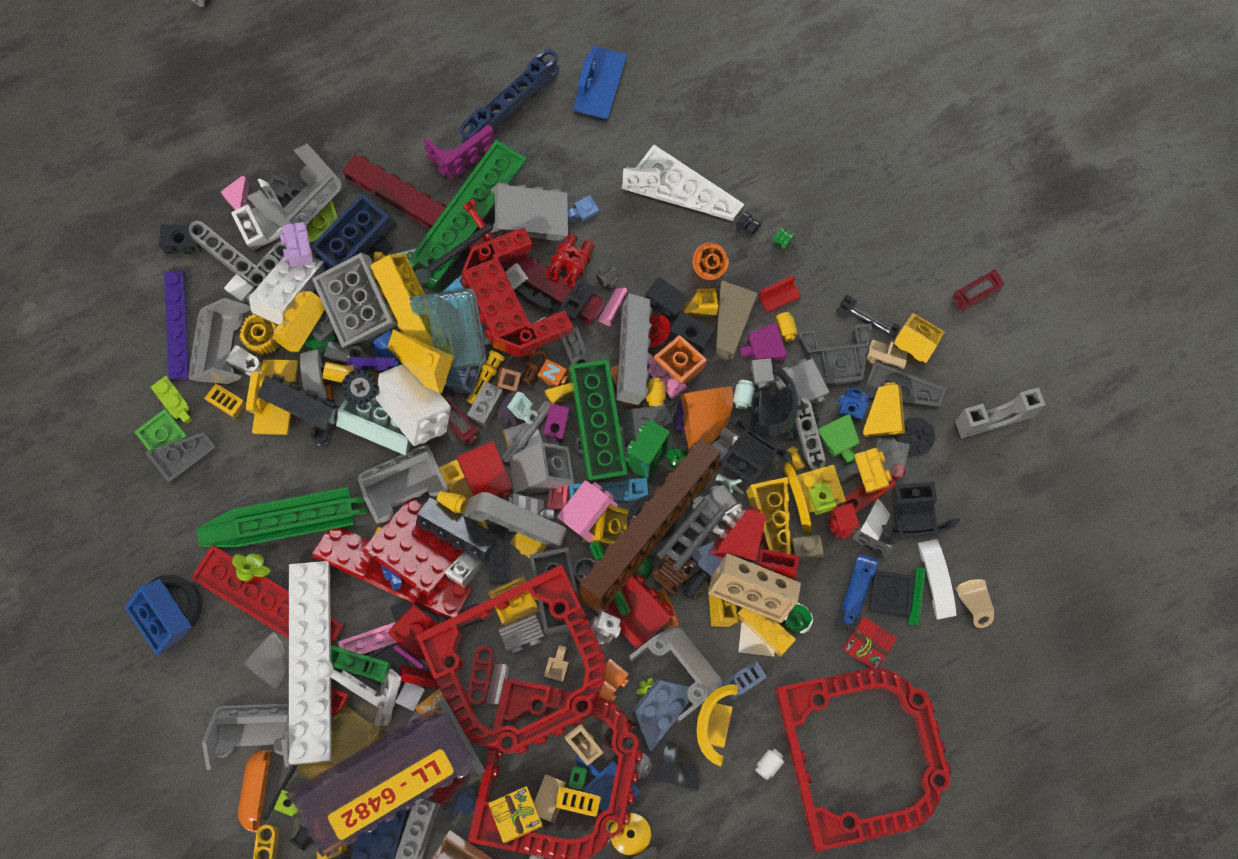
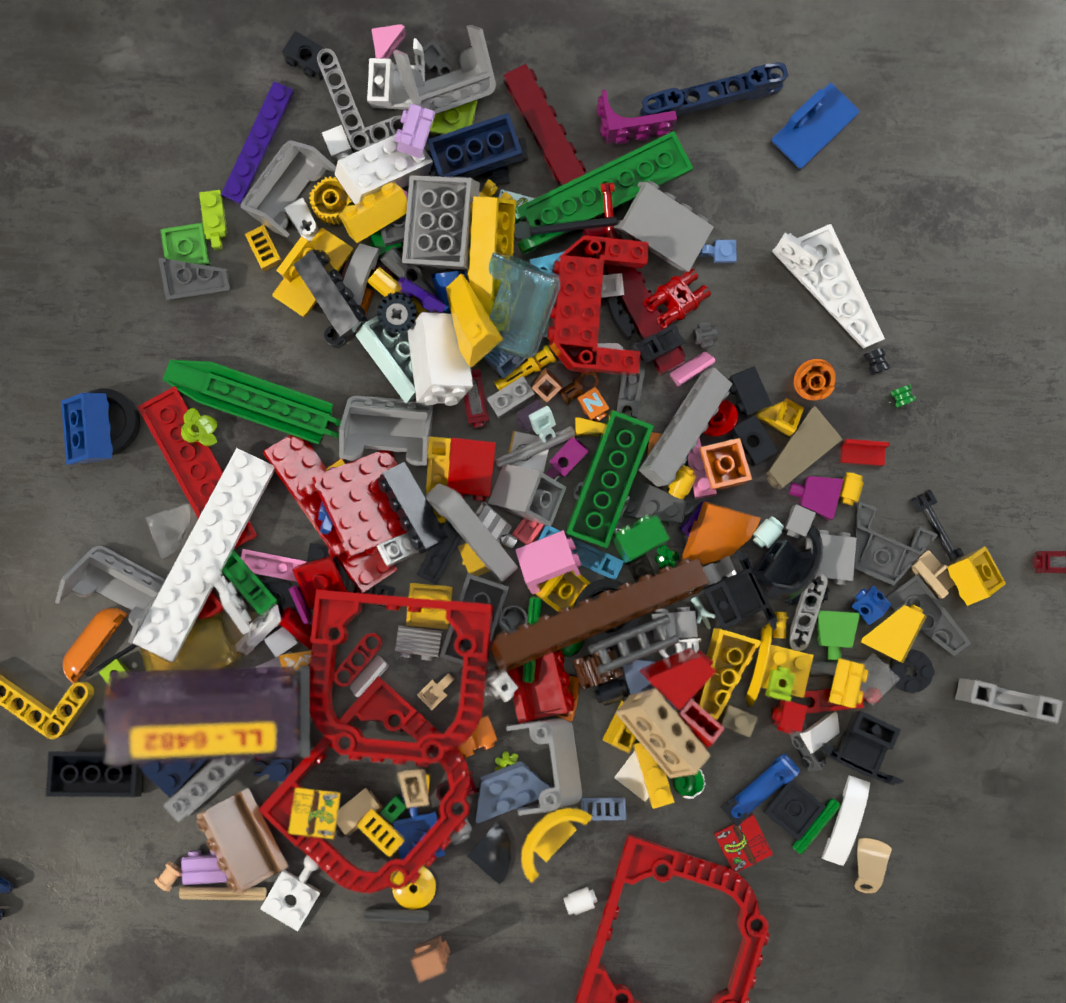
camera: 25 degrees right, 10 degrees up
(454, 502) = (425, 481): yellow cone -> none

